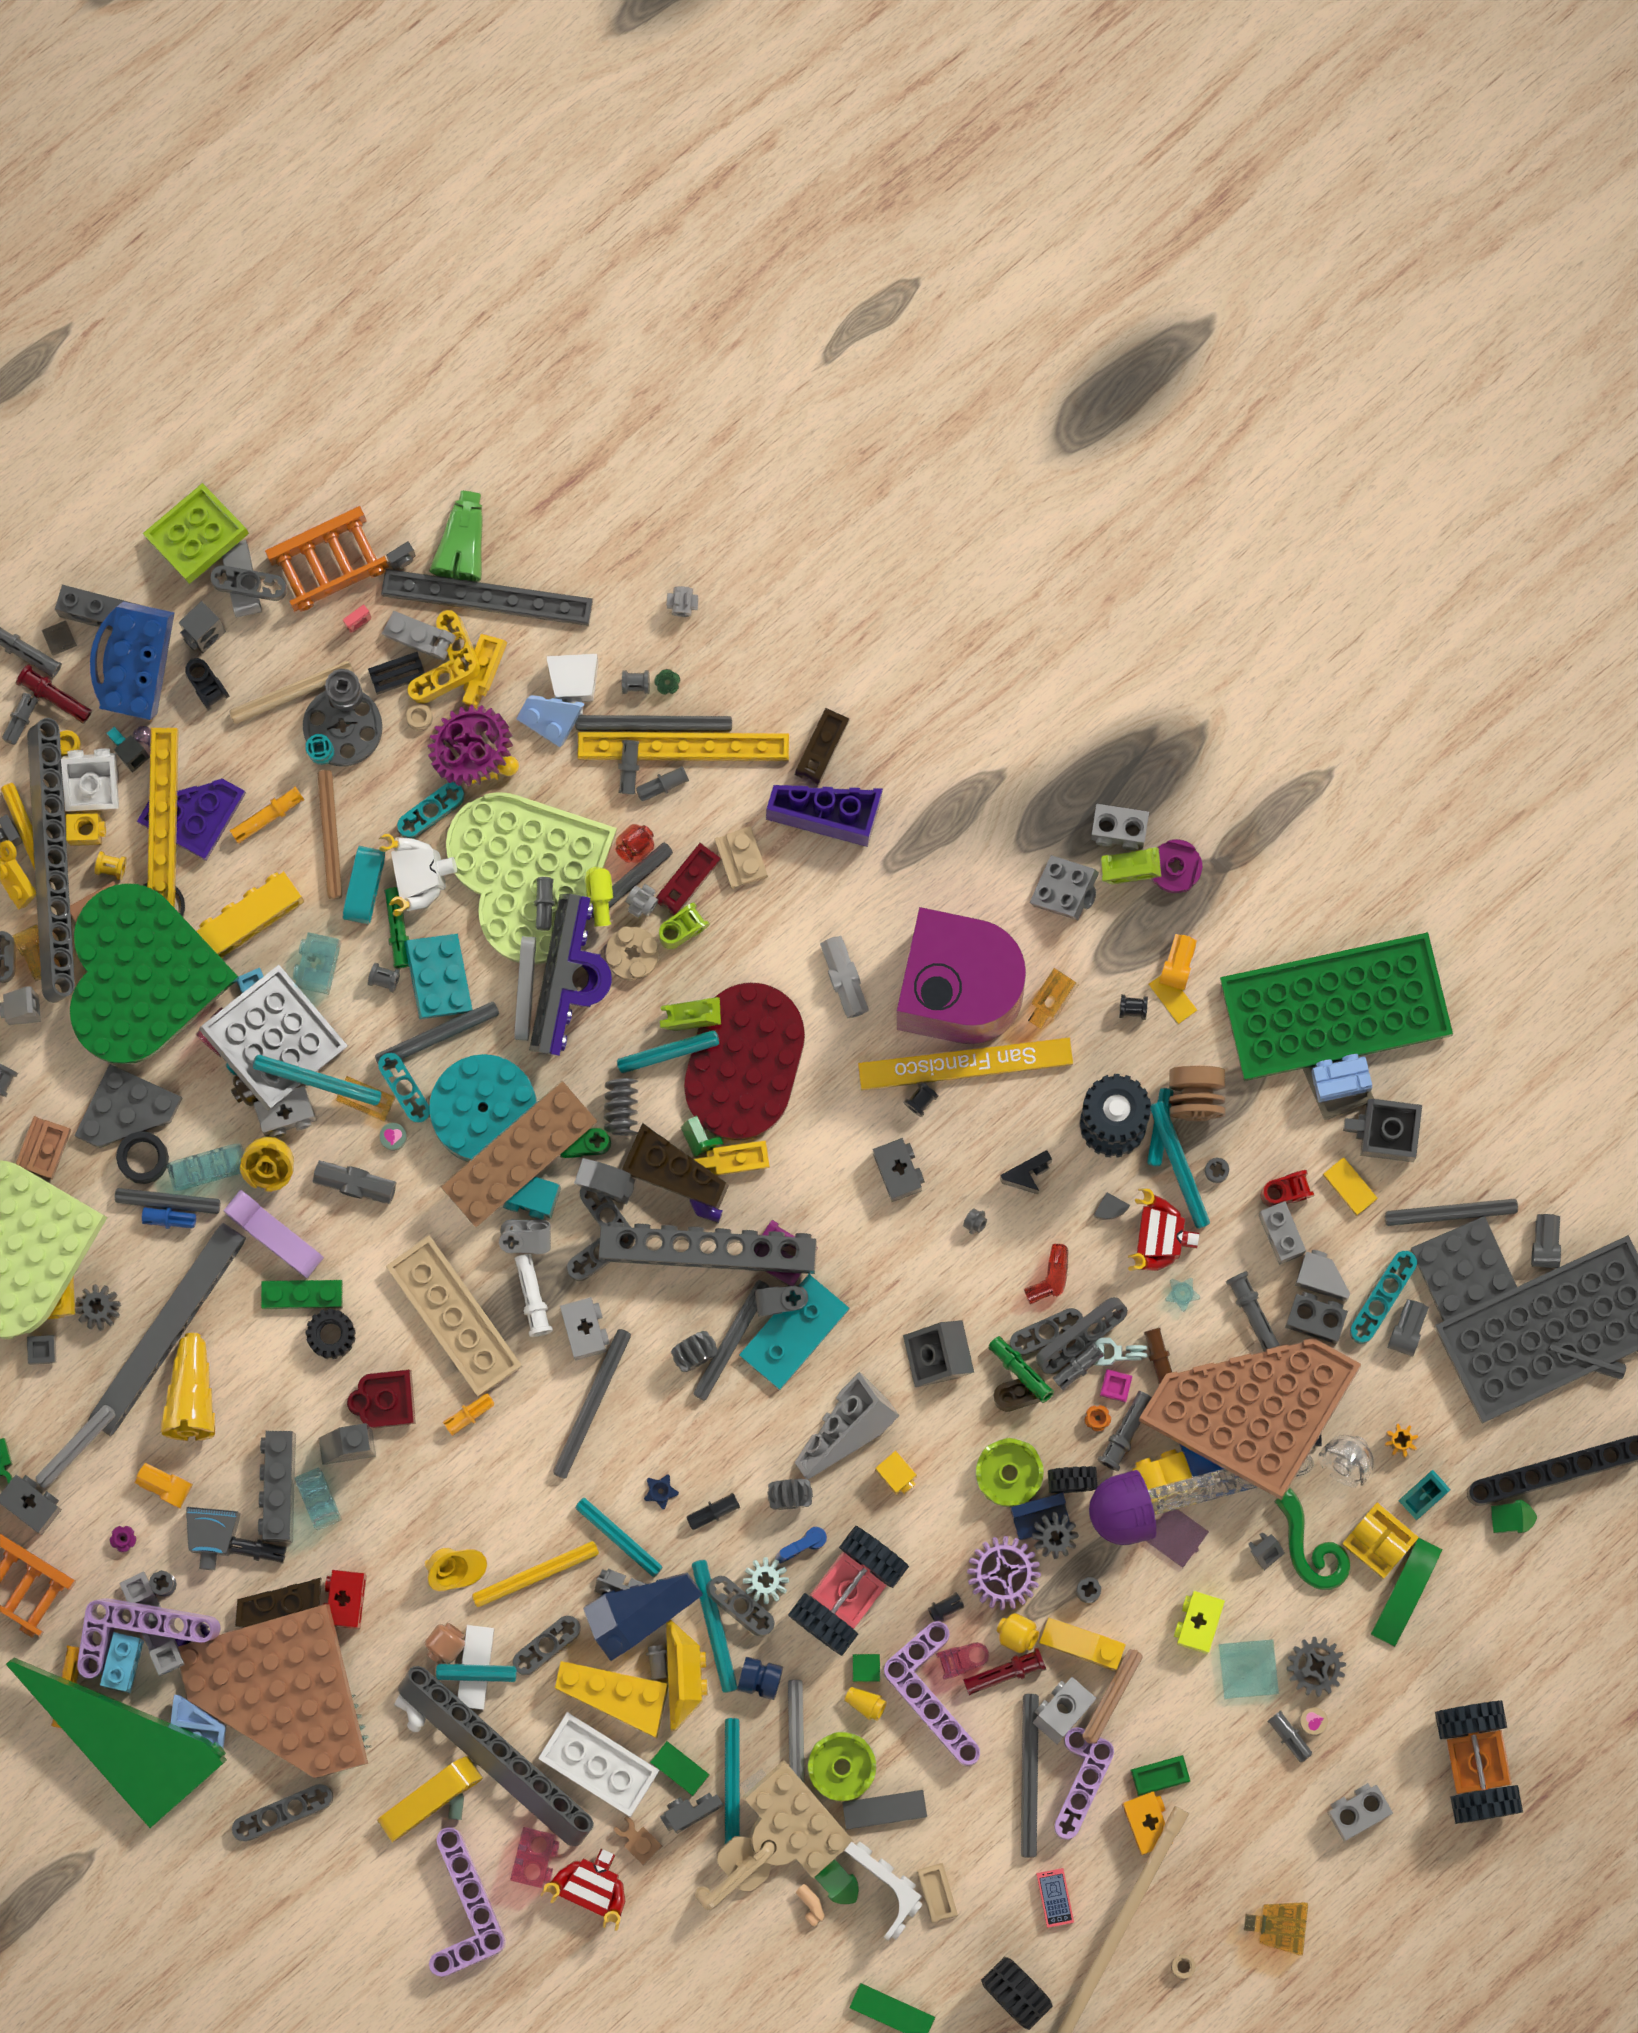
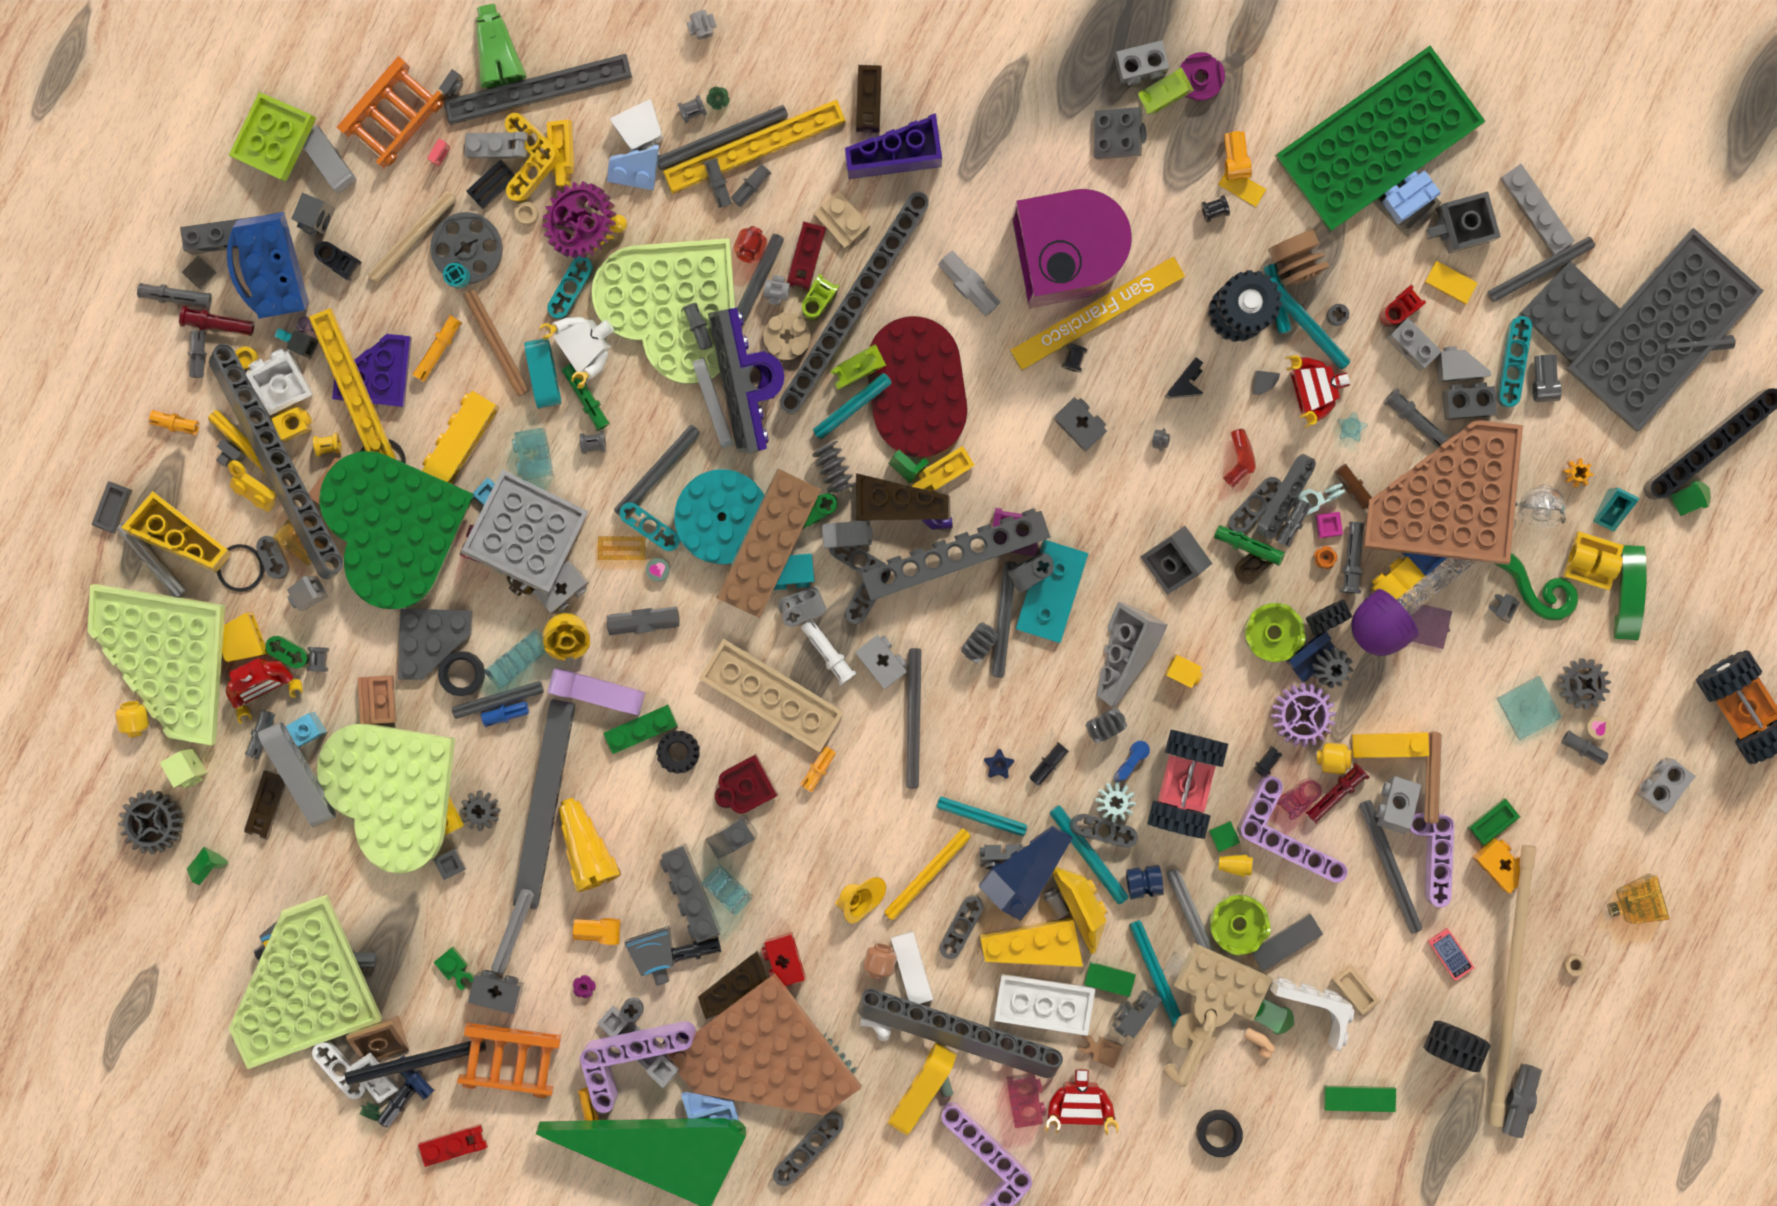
camera: 25 degrees left, 10 degrees up
(122, 1662) = (627, 1087): medium azure brick -> none
(228, 586) = (319, 169): dark grey beam -> none
(316, 1080) = (576, 552): teal axle -> none
(344, 689) = (454, 217): flat silver wheel -> none
(438, 976) = (637, 423): teal plate -> none
(465, 1672) = (915, 974): teal axle -> none
(600, 891) = (740, 297): neon yellow arm -> none
(705, 1983) = (1237, 1138): none -> black tyre
(710, 959) = (862, 294): none -> dark grey beam
(1059, 987) = (1151, 218): clear yellow torso -> none
(1093, 1597) = (1381, 704): dark grey bush -> none
(1201, 1638) = (1482, 698): neon yellow brick -> none
(1472, 1148) = (1537, 209): none -> light grey plate
(1546, 1249) = (1631, 267): dark grey piece -> none

